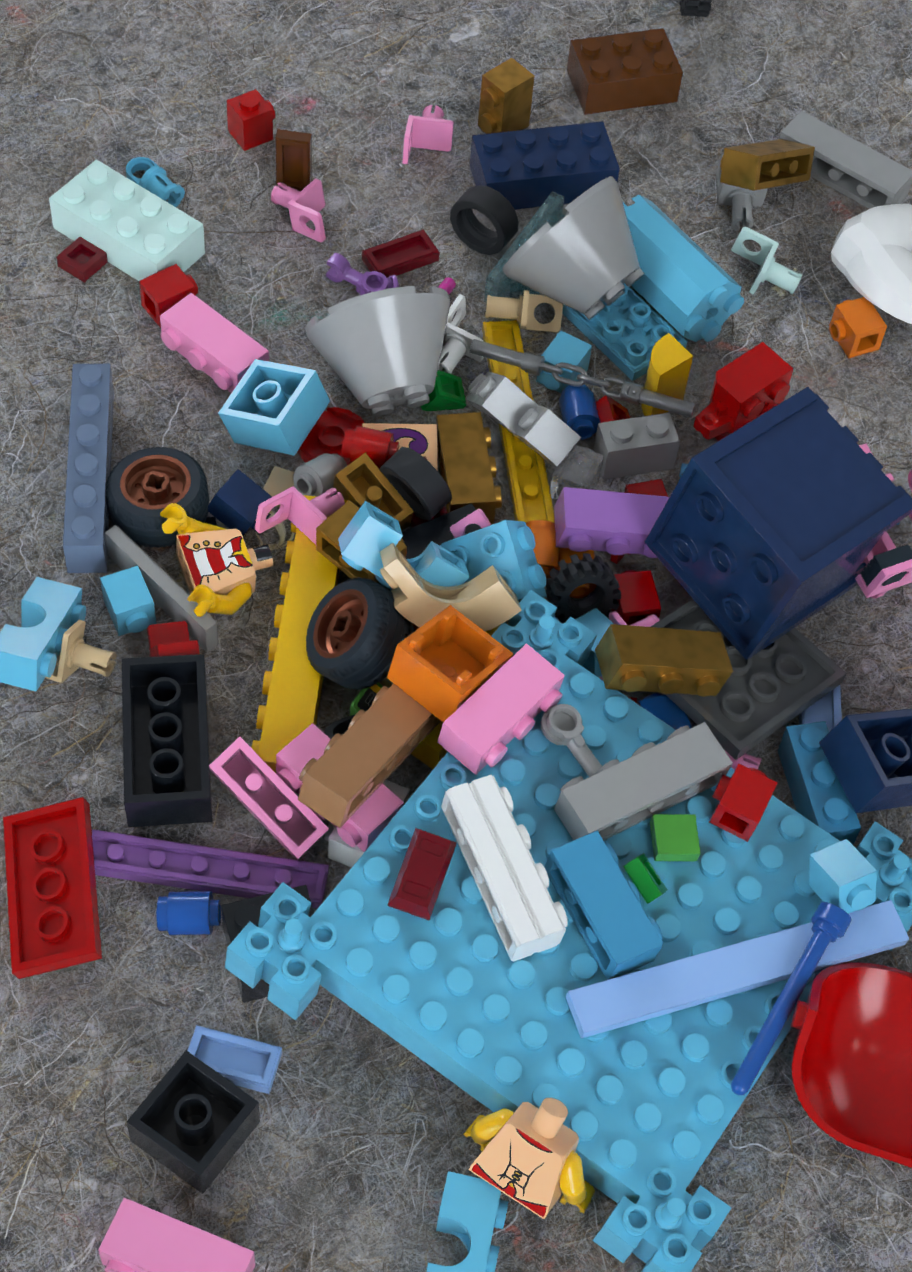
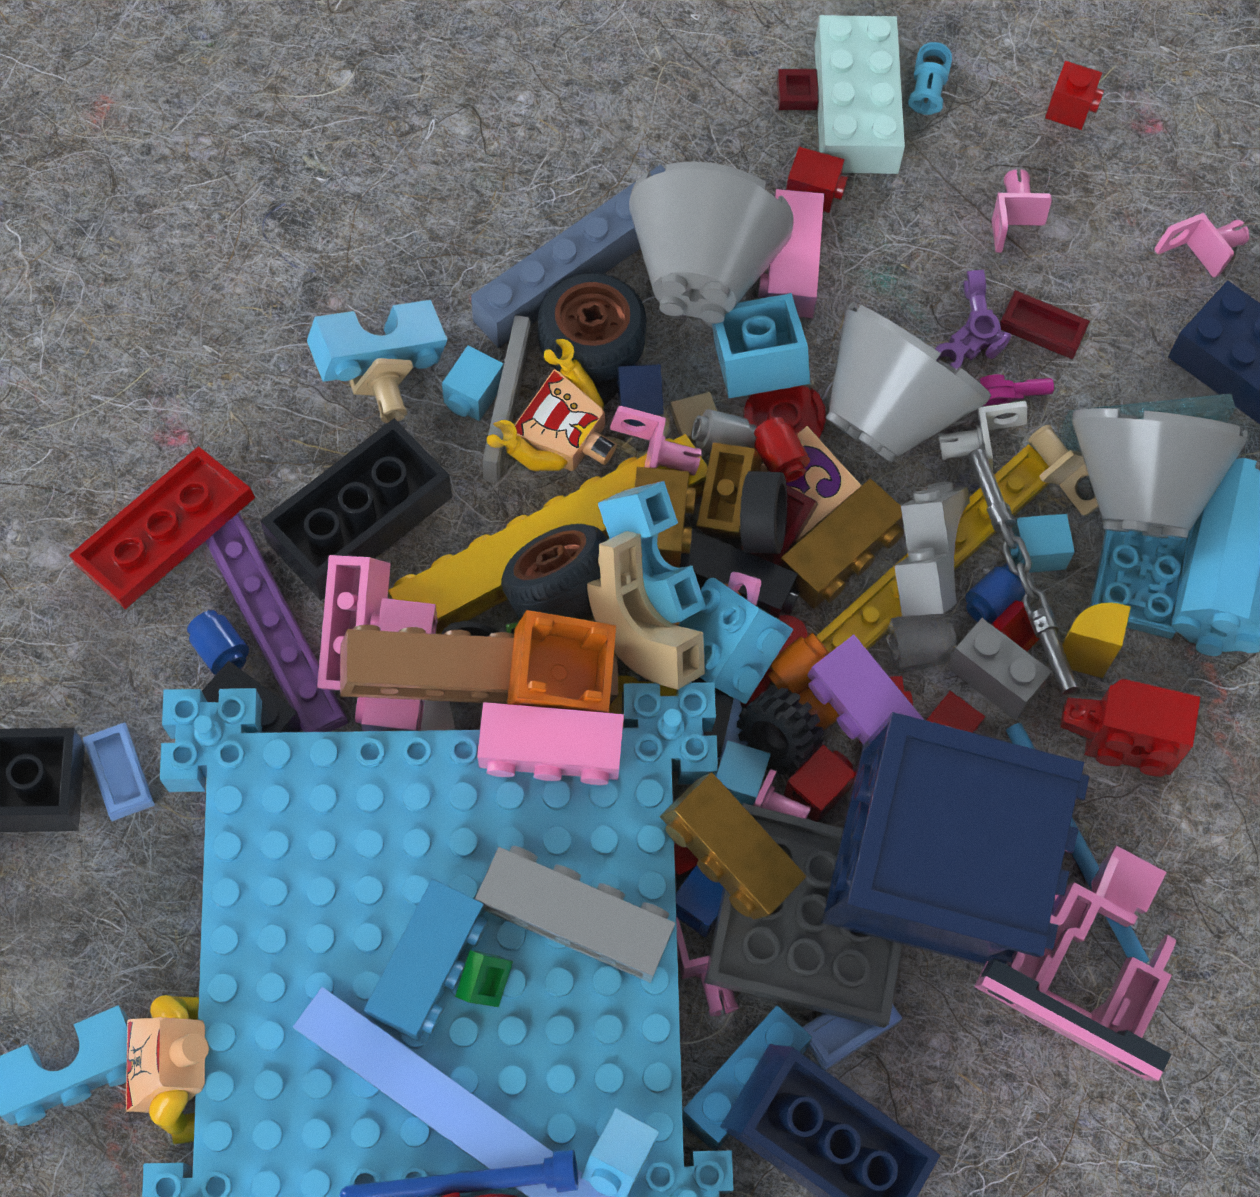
camera: 55 degrees right, 10 degrees up
(171, 640) = (456, 446): red bracket -> none
(174, 364) = (706, 235): none -> light grey cone
(293, 158) = (1052, 161): reddish brown tile -> none
(422, 874) = (344, 791): dark red tile -> none
(447, 393) = (919, 467): green slope -> none
(495, 208) = (1138, 361): black tyre -> none
(504, 868) = (395, 850): white brick -> none
(564, 727) = (581, 806): light grey plate -> none
(674, 837) = (552, 978): bright green tile -> none
(742, 801) = (634, 1011): red brick -> none

